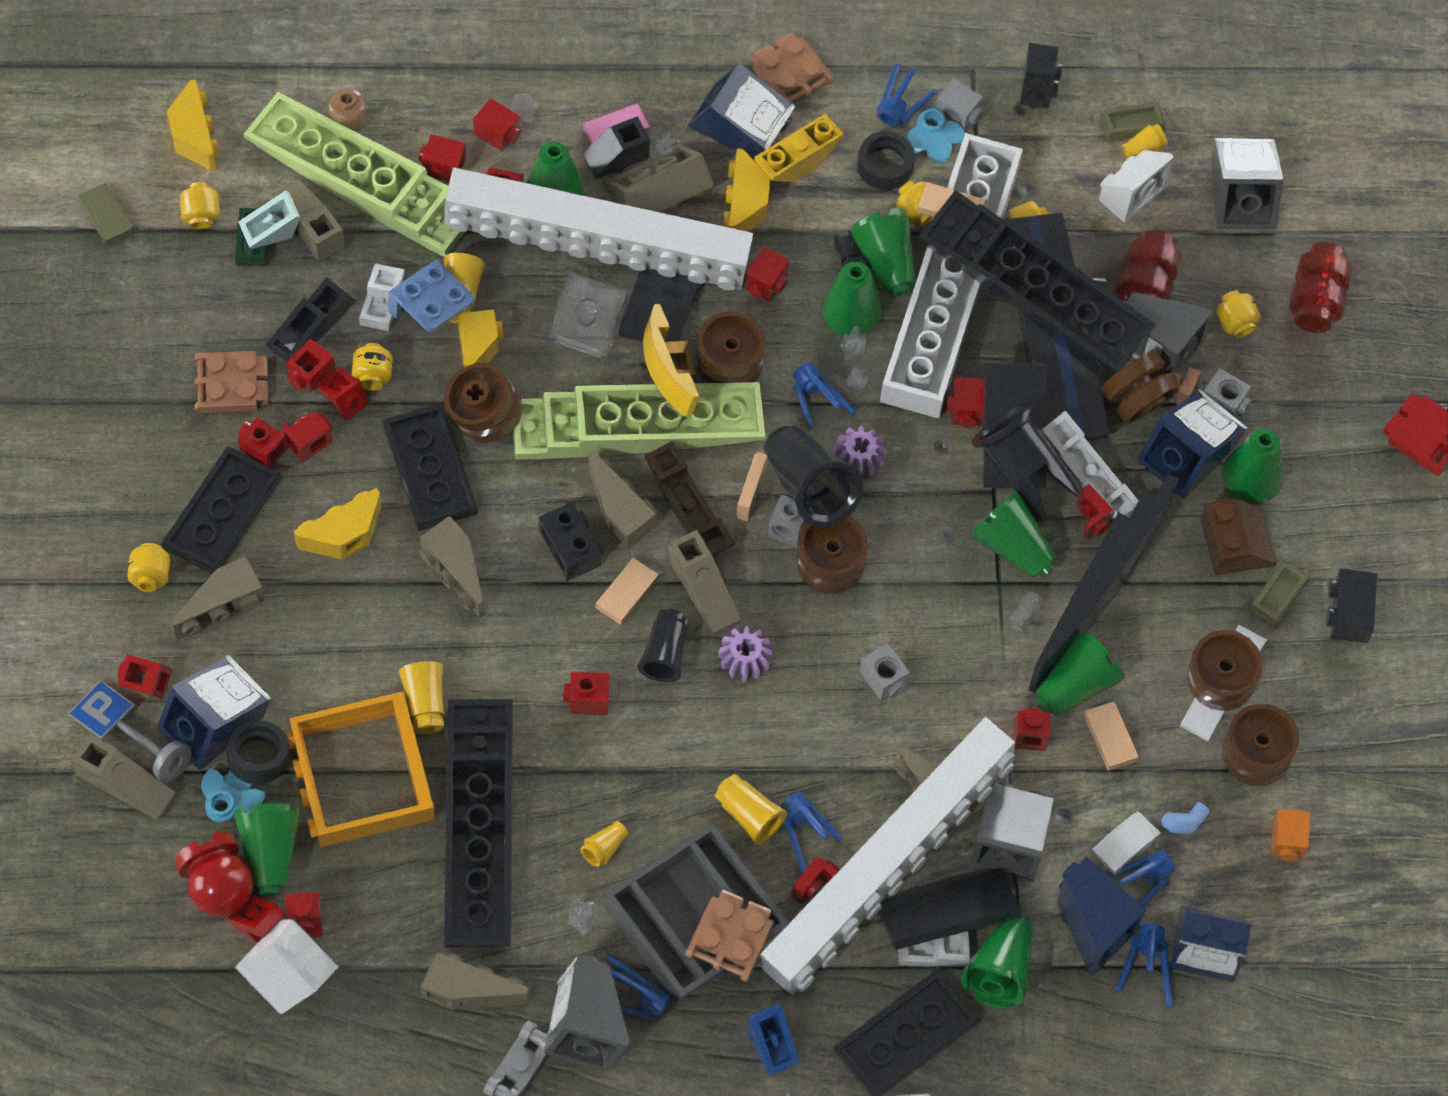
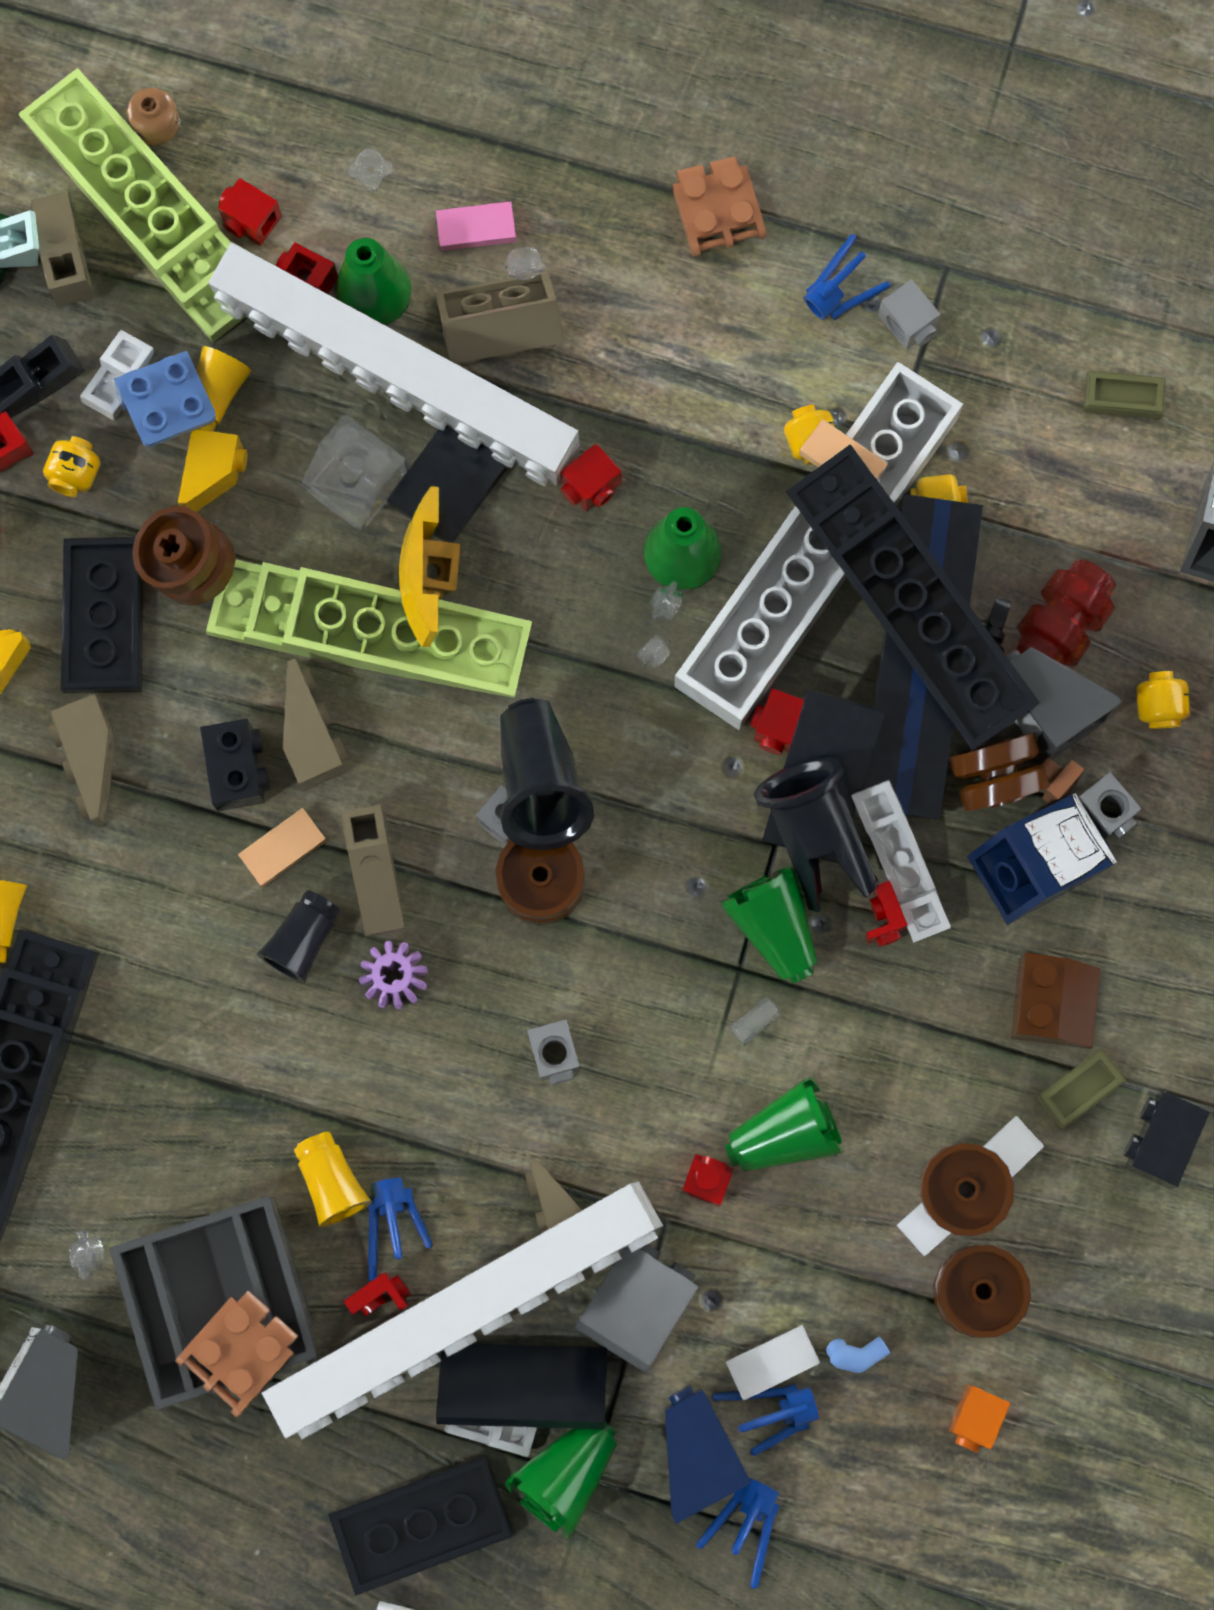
camera: 25 degrees right, 15 degrees up
(343, 392) = (28, 490): red bracket -> none
(497, 125) = (327, 185): red brick -> none
(587, 693) = (188, 970): red brick -> none
(603, 844) = (143, 1169): yellow cone -> none
(618, 148) = (463, 258): black slope -> none
(652, 998) = (131, 1388): blue plant -> none
(685, 498) = (393, 754): dark brown slope -> none
(730, 348) = (504, 548): reddish brown wheel -> none
(742, 112) = (635, 253): slope -> none
(747, 195) = (602, 366): yellow slope -> none
(751, 486) = (475, 758): light nougat tile -> none
(772, 1039) = (256, 1487): blue slope -> none
(800, 151) = (685, 325): yellow slope -> none
(813, 381) = (596, 636): blue plant -> none
(847, 251) = (703, 495): black piece -> none
(869, 448) = (637, 756): lavender gear -> none
(882, 141) = (788, 336): black tyre -> none
(888, 249) = (750, 490): green cone -> none
(936, 139) = (866, 352): medium azure plate -> none
(1040, 76) = (1023, 306): black brick -> none
(1106, 574) = (866, 1009): black slope -> none
(1111, 736) = (804, 1215): light nougat tile -> none
(1136, 183) = (1094, 485): white slope -> none
(1150, 139) = (1128, 431): yellow cone -> none
(1209, 943) = (829, 1525): dark blue slope -> none
(1255, 468) = (1106, 919): green cone -> none

